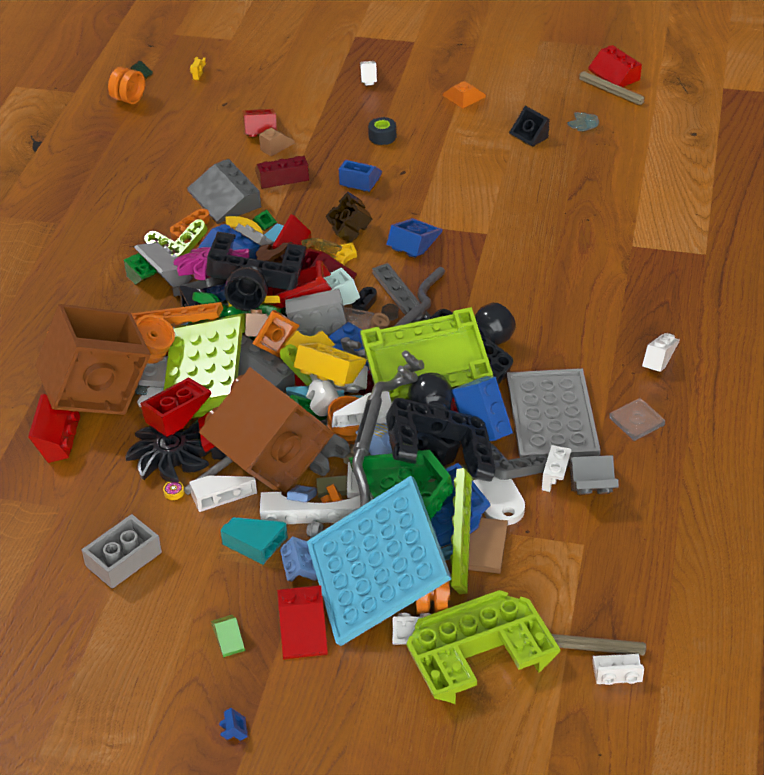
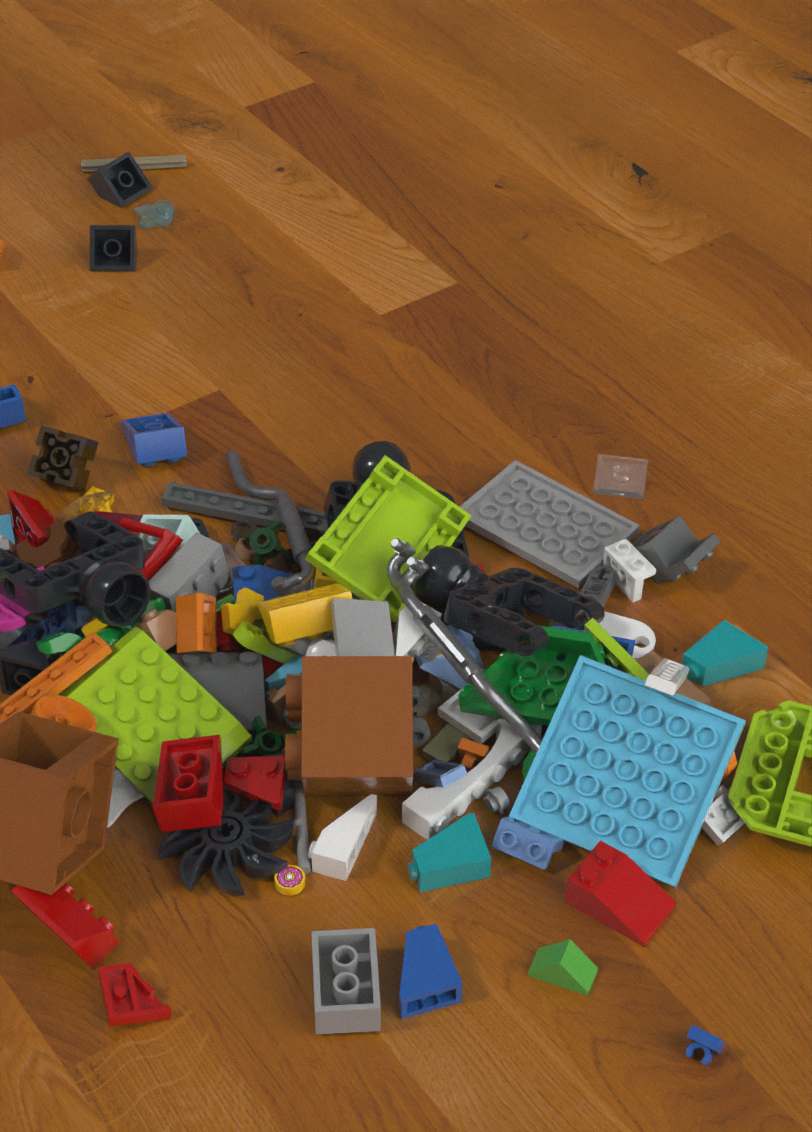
camera: 50 degrees left, 0 degrees up
(38, 484) = (129, 997): none -> red wing
(163, 579) = (428, 973): none -> blue slope
(329, 391) = (362, 627): none -> light grey tile
(383, 319) = (271, 547): none -> dark green brick
(458, 527) = (667, 676): none -> white tile
(484, 400) = (500, 546): blue slope -> none
(539, 551) = (724, 655): none -> teal slope
(587, 92) = (120, 181): none -> black slope
(616, 66) = (110, 136): red slope -> none
(660, 352) = (558, 398): white slope -> none

